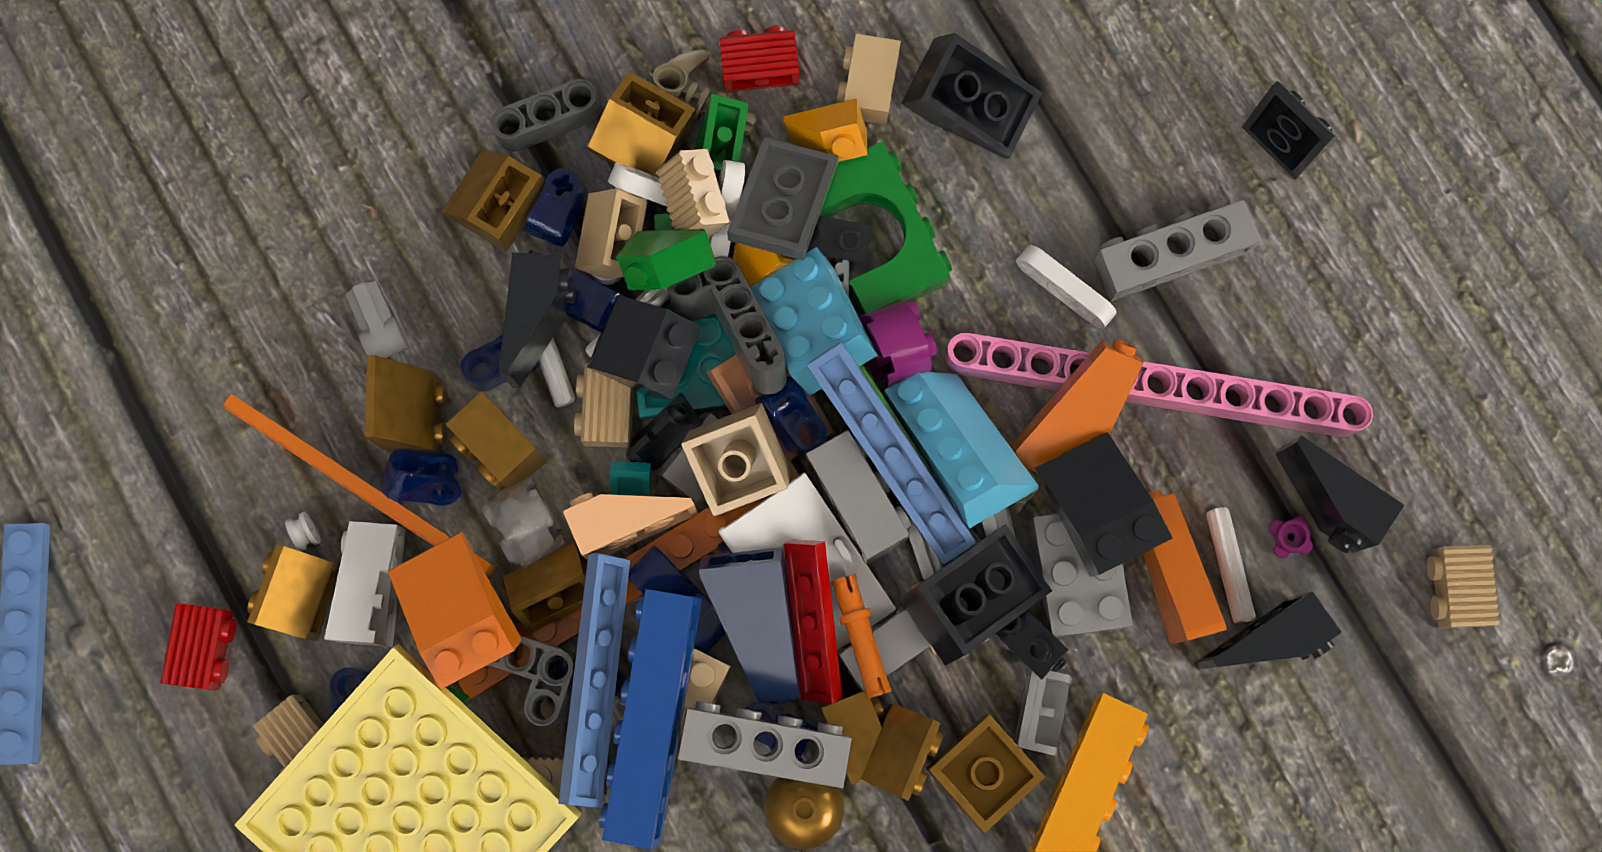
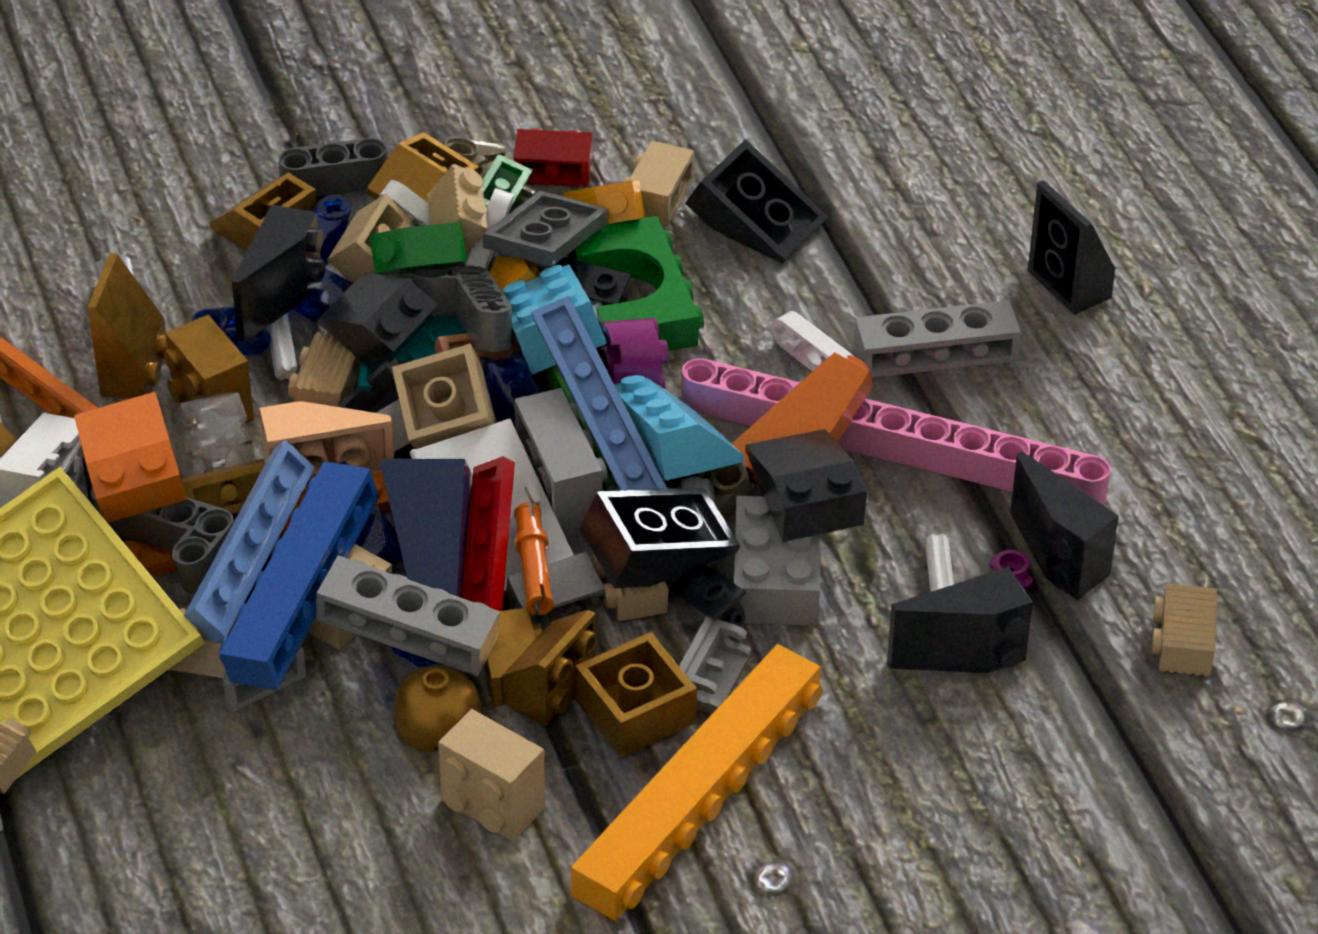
camera: 10 degrees right, 35 degrees down
(419, 475) = (115, 384): clear blue piece -> none
(1180, 580) = (877, 571): orange slope -> none

